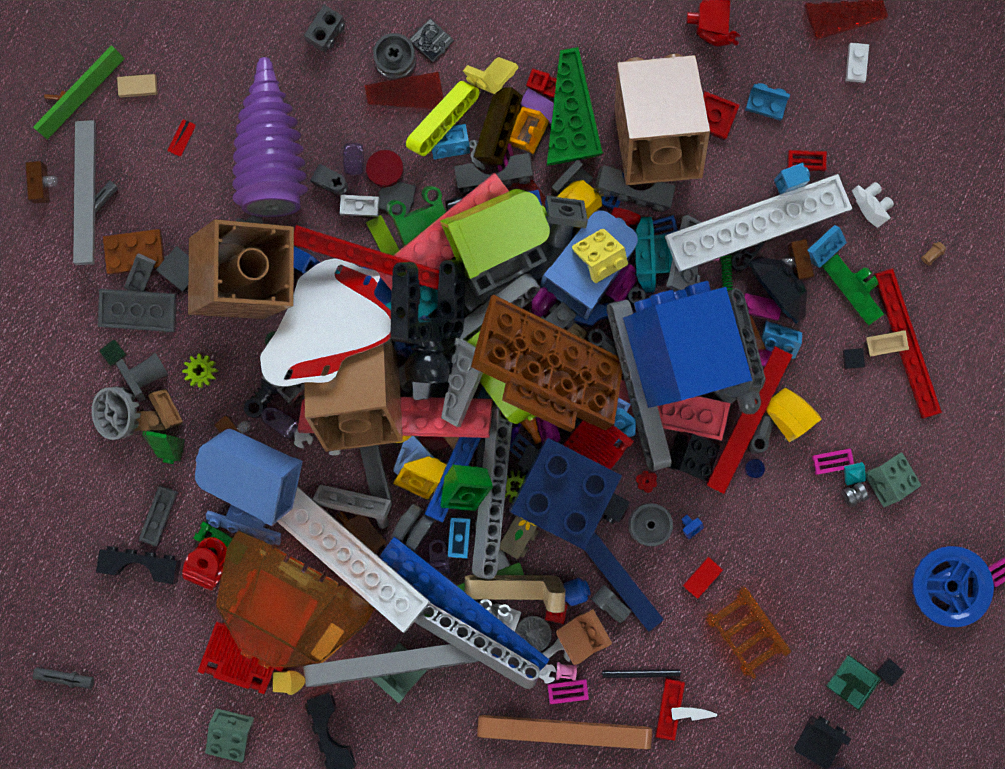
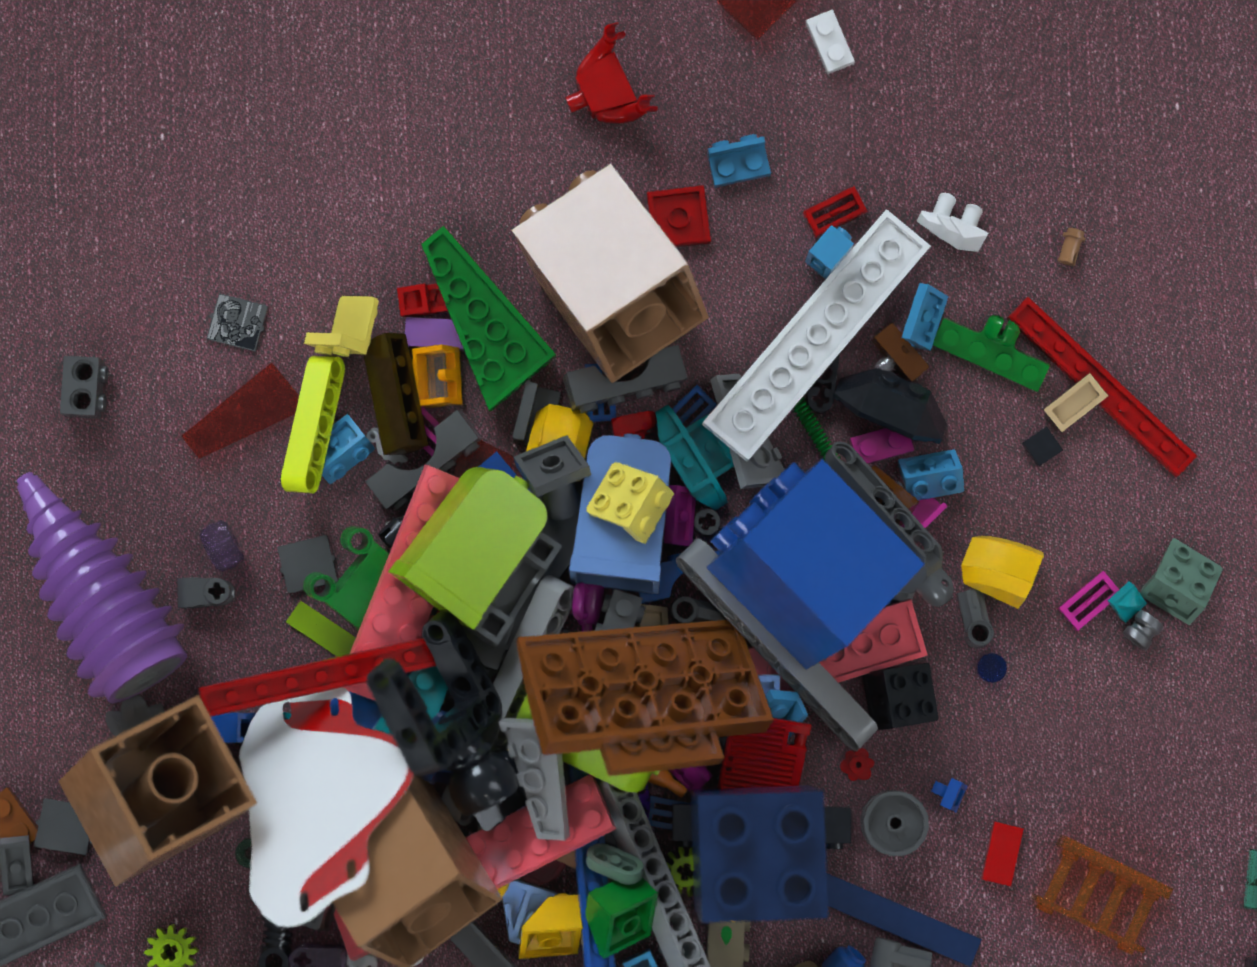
camera: 30 degrees left, 0 degrees up
(359, 205) = (264, 604): white plate -> none
(384, 168) = (270, 534): dark red tile -> none
(387, 49) = (185, 367): dark grey wheel -> none
(477, 457) = (614, 863): none -> sand green plate
(748, 423) = (950, 618): red tile -> none

